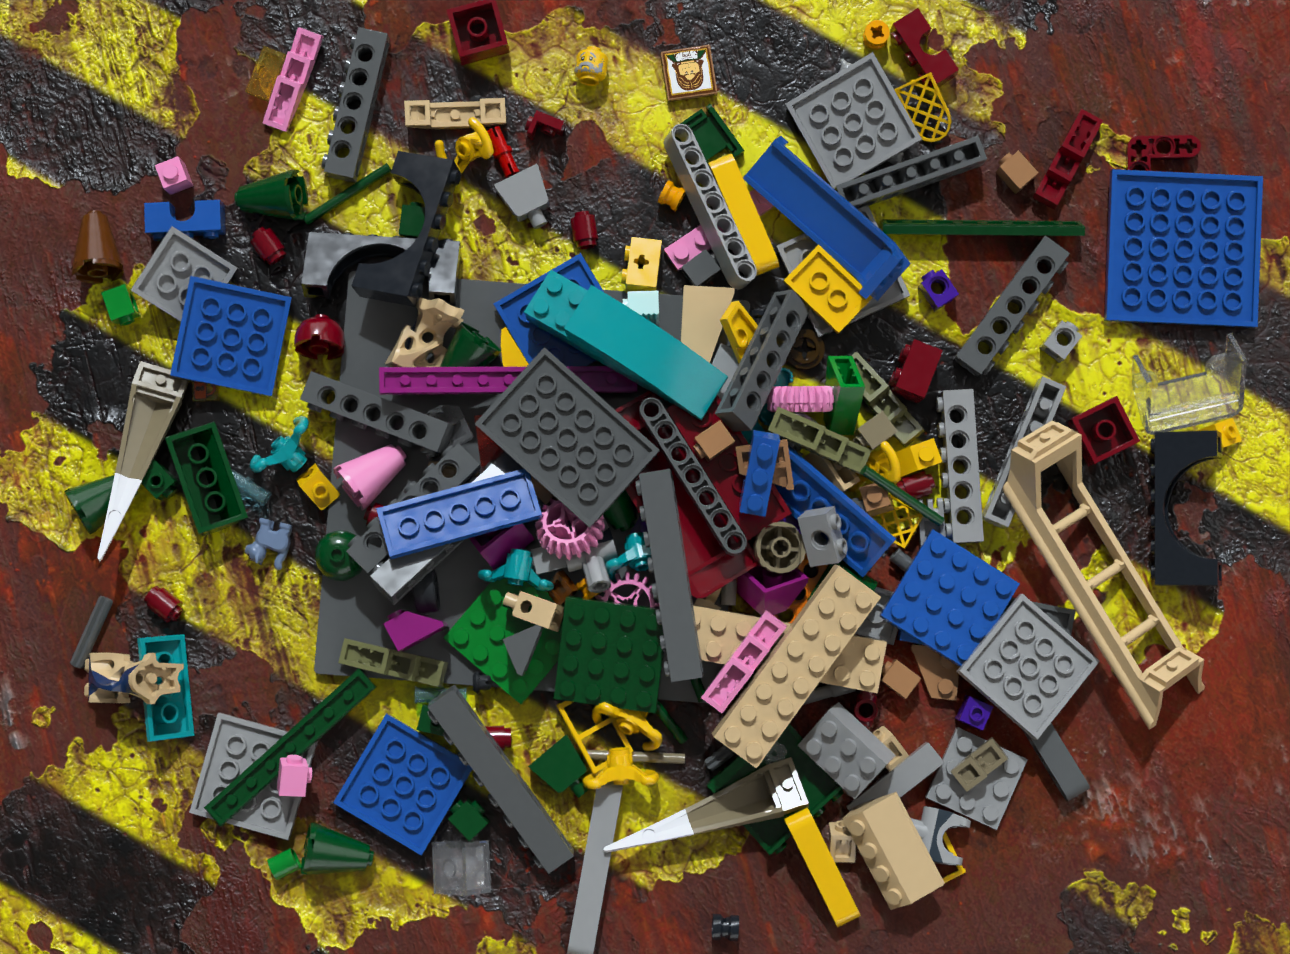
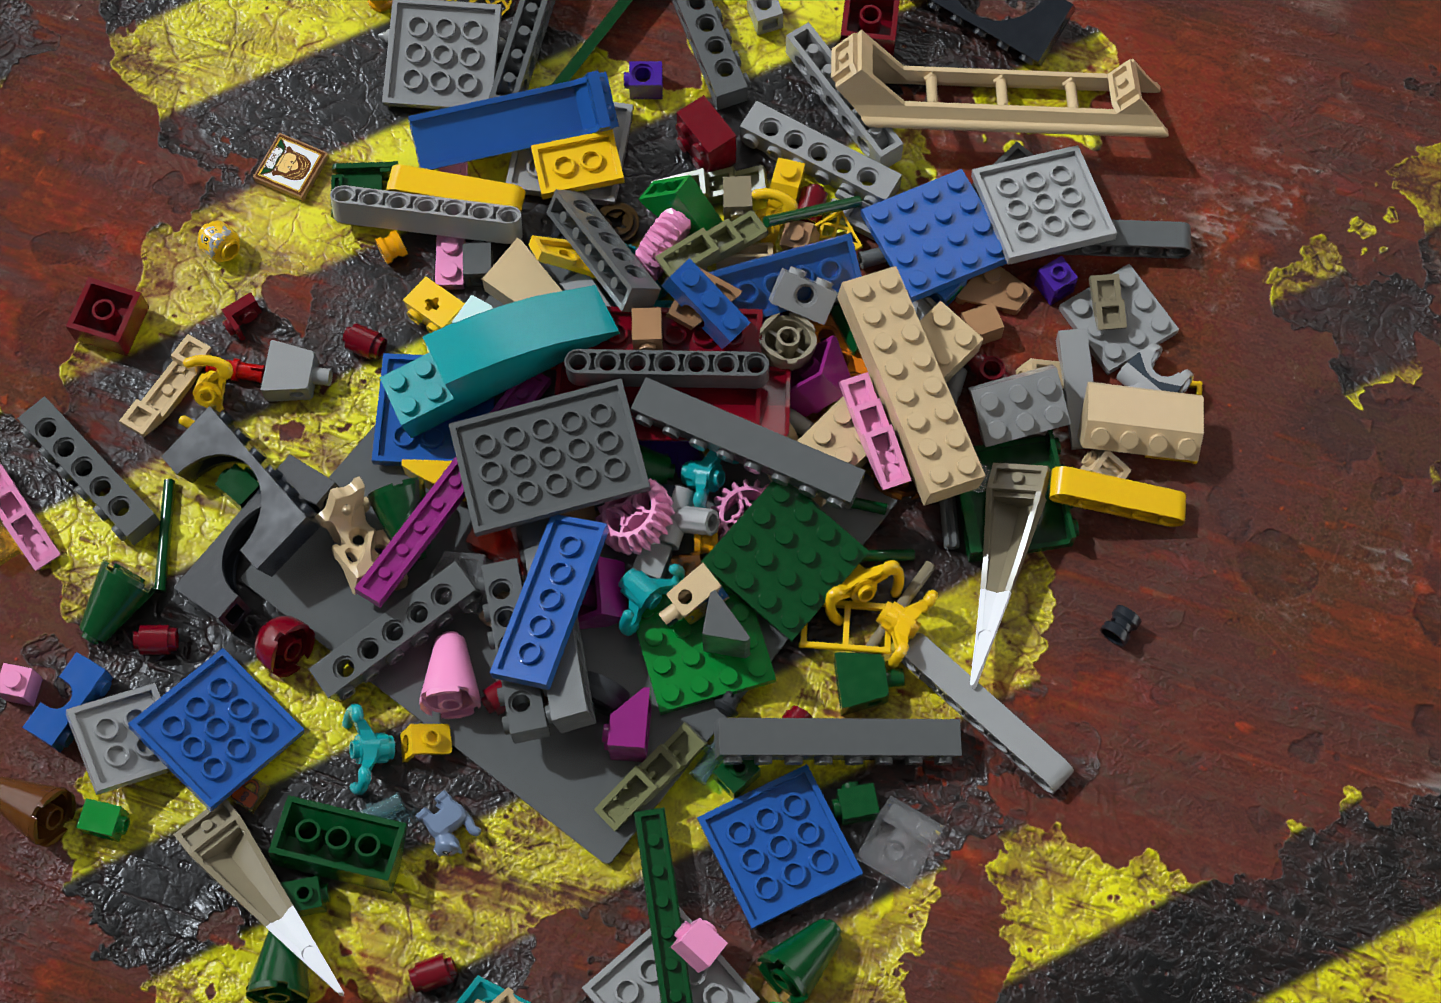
camera: 55 degrees left, 15 degrees down
(333, 558) = (508, 764): dark green cylinder -> none

